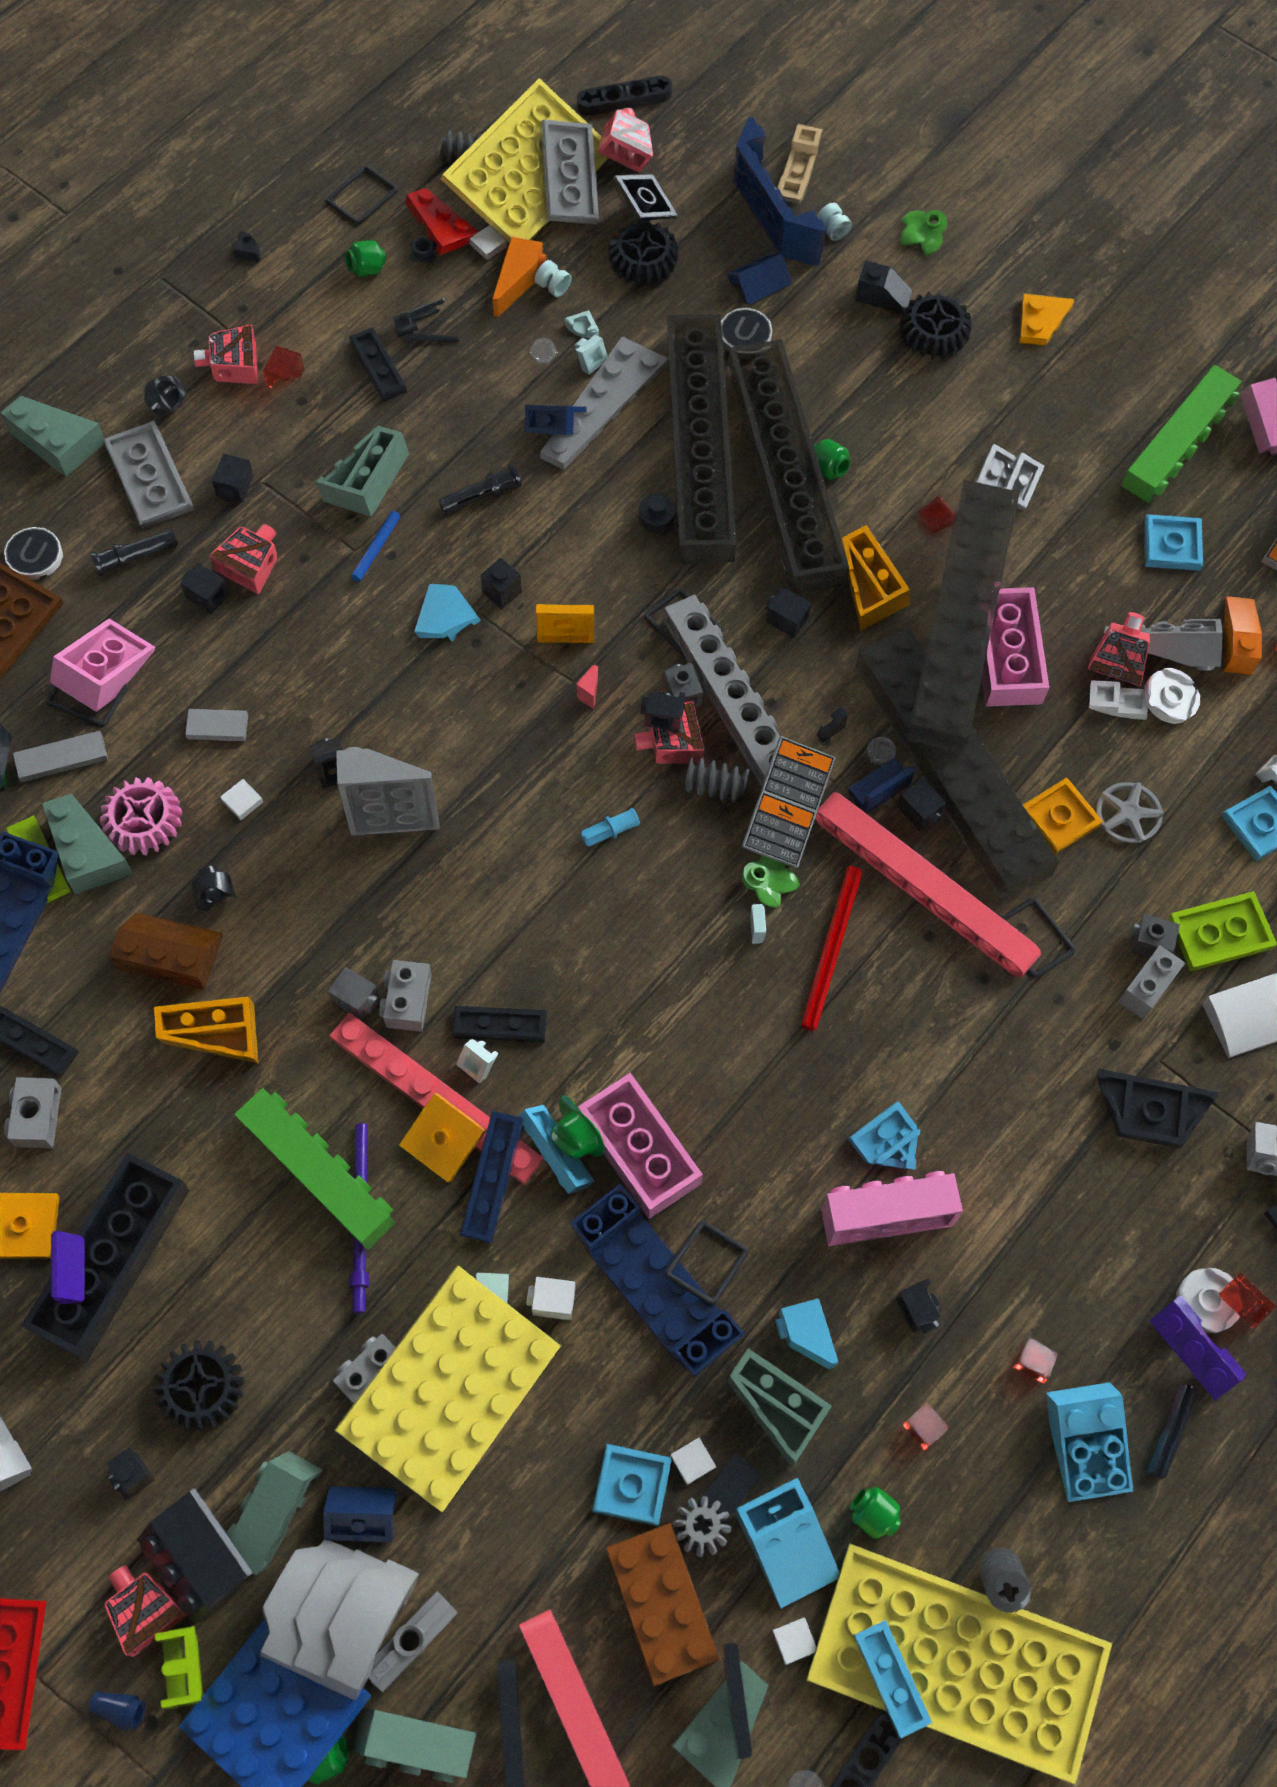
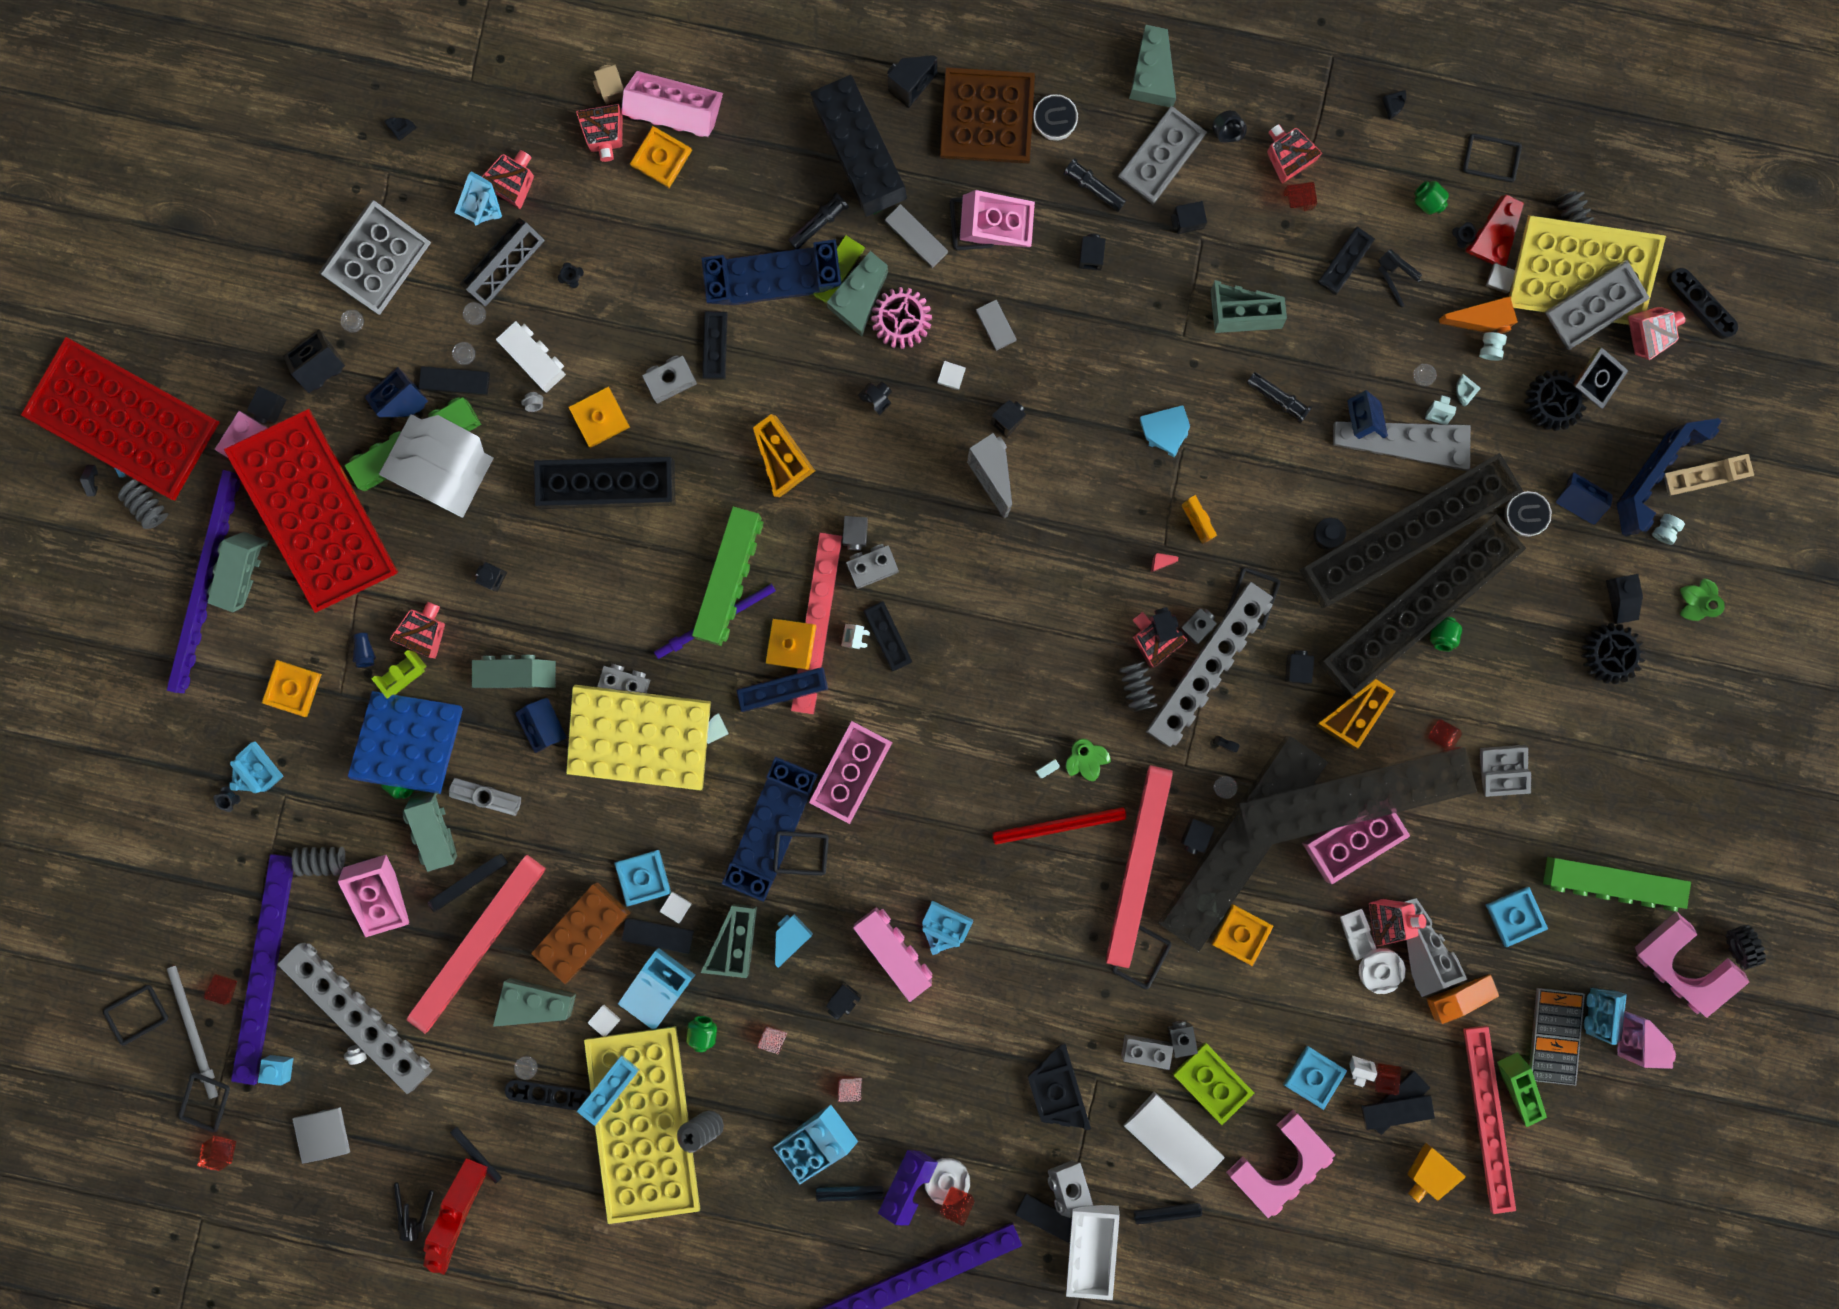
camera: 65 degrees right, 20 degrees up
(67, 1267) = (580, 467): dark purple slope -> none
(166, 950) = (821, 392): reddish brown slope -> none
(194, 1556) = (461, 645): black slope -> none
(214, 1385) = (553, 592): black gear -> none
(246, 557) = (1133, 267): torso -> none
(334, 1614) = (473, 746): light grey slope -> none
(375, 546) = (1193, 349): blue bar -> none
(501, 583) = (1209, 455): black brick -> none
(552, 1298) = (726, 769): white brick -> none
(569, 1171) = (822, 719): medium azure plate -> none
(575, 1132) = (833, 727): green piece -> none
(610, 827) = (1065, 632): medium azure axle -> none
(698, 1538) = (644, 934): light grey gear -> none
(736, 1701) = (543, 1007): black tile -> none
(788, 802) = (1145, 745): tile -> none
(881, 785) = (1198, 799): dark blue panel -> none
(1042, 317) = (1669, 729): light orange wing -> none
(1130, 812) = (1272, 981): light grey wheel -> none

